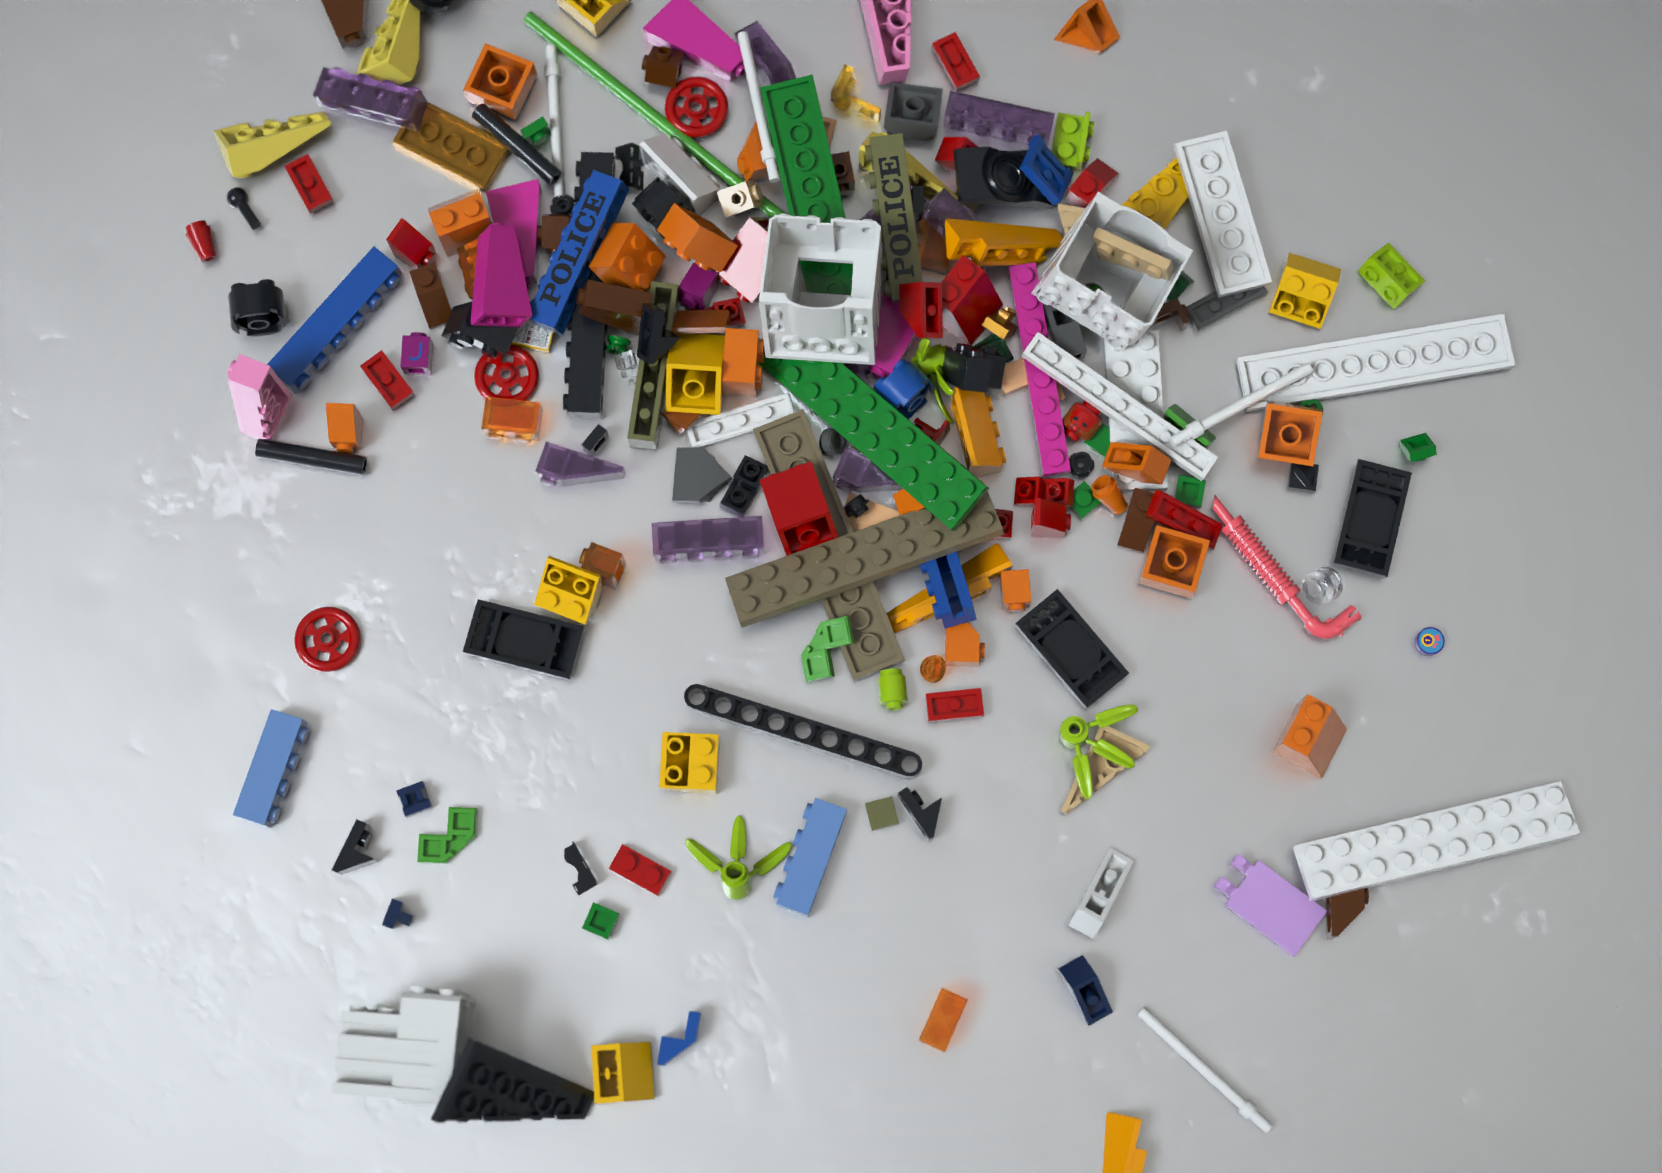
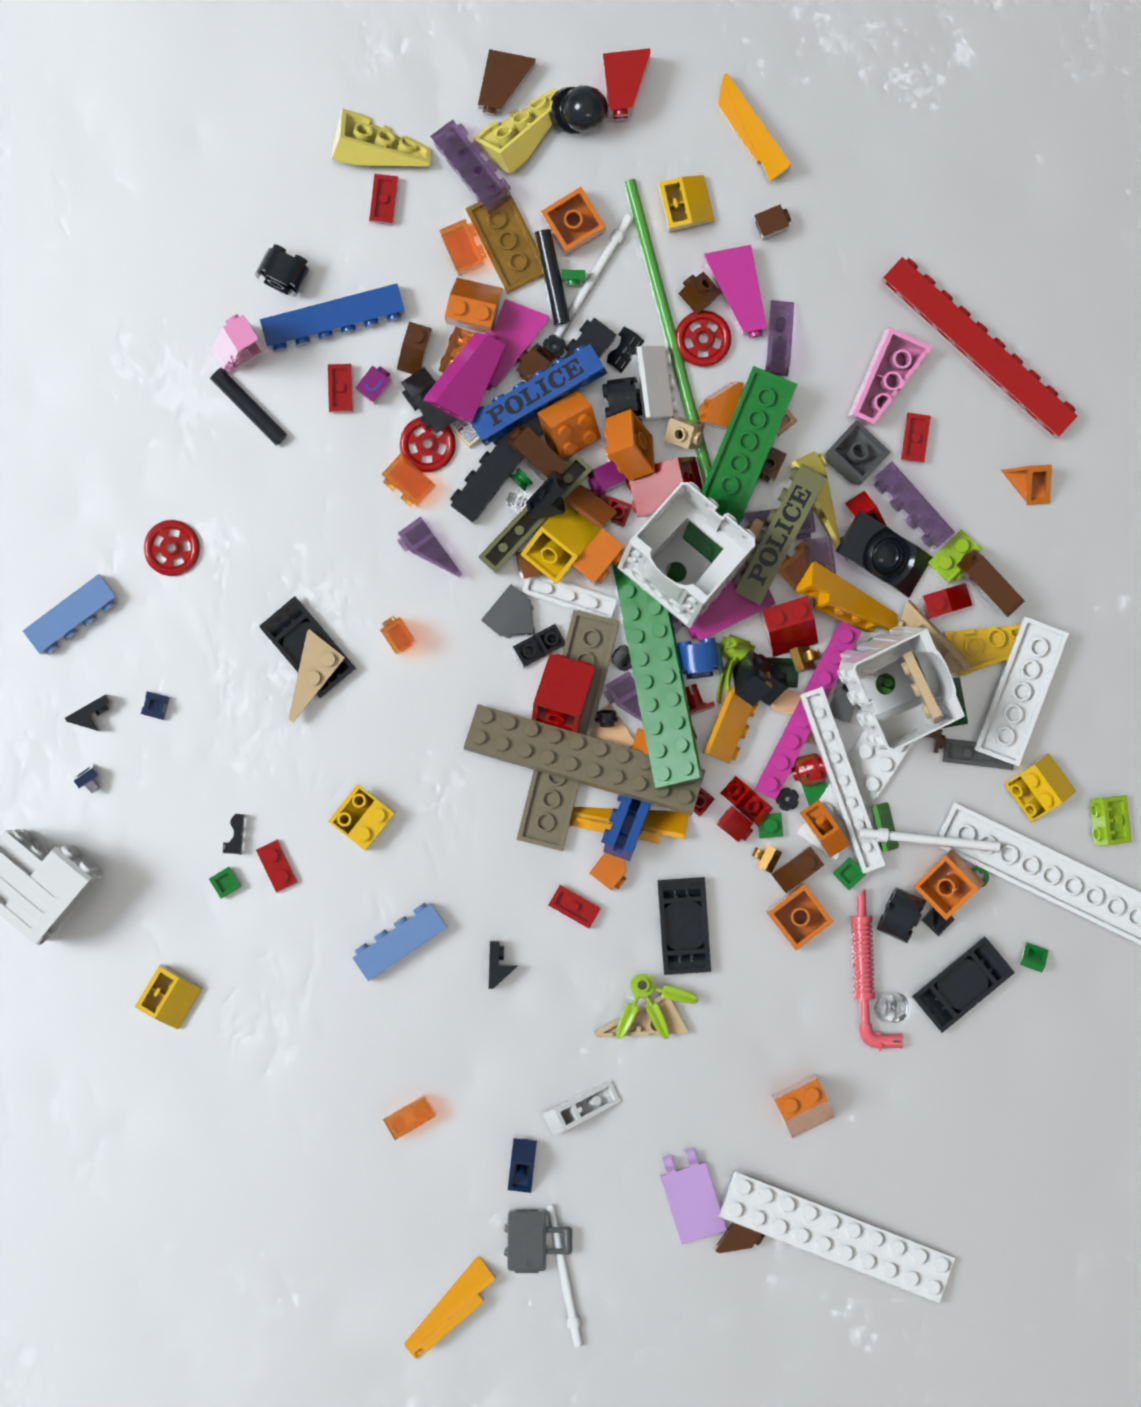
camera: 35 degrees right, 10 degrees up
(201, 239) = (277, 187): red cone -> none
(238, 199) = (325, 172): black bar -> none
(344, 426) = (285, 404): orange slope -> none
(410, 245) = (424, 303): red slope -> none
(413, 176) = (462, 247): none -> clear orange brick
(460, 832) = (171, 751): bright green tile -> none
(504, 1088) = (81, 958): black wing -> none
(545, 650) = (316, 667): none -> tan wing
(568, 590) = (360, 637): yellow slope -> none
(595, 440) = (456, 538): black tile -> none
(673, 1047) = (214, 1003): blue slope -> none
(708, 538) = (486, 667): clear purple brick -> none
(735, 875) = (337, 917): lime plant -> none
(768, 153) = (725, 417): white bar -> none
(792, 722) = (466, 857): black beam -> none
(817, 655) = (504, 803): bright green tile -> none
(843, 100) = (822, 399): clear yellow bracket -> none
(881, 813) = (470, 945): olive tile -> none
(892, 689) = (539, 865): lime brick -> none
(917, 197) = (806, 529): black tile -> none
(922, 308) = (749, 616): red slope -> none
(933, 668) = (578, 870): clear orange plate -> none
(1015, 590) = (675, 856): orange brick -> none
(1046, 170) = (912, 570): blue plate -> none
(1102, 530) = (767, 858): none -> pearl gold tile
(1108, 493) = (790, 835): orange cone -> none
(1121, 136) = (990, 583): none -> reddish brown slope
(1145, 1060) = (527, 1240): none -> dark grey piece
(1183, 518) = (828, 892): red tile -> none
(1266, 492) = (901, 914): none -> black brick
(1429, 641) = (938, 1097): tile -> none

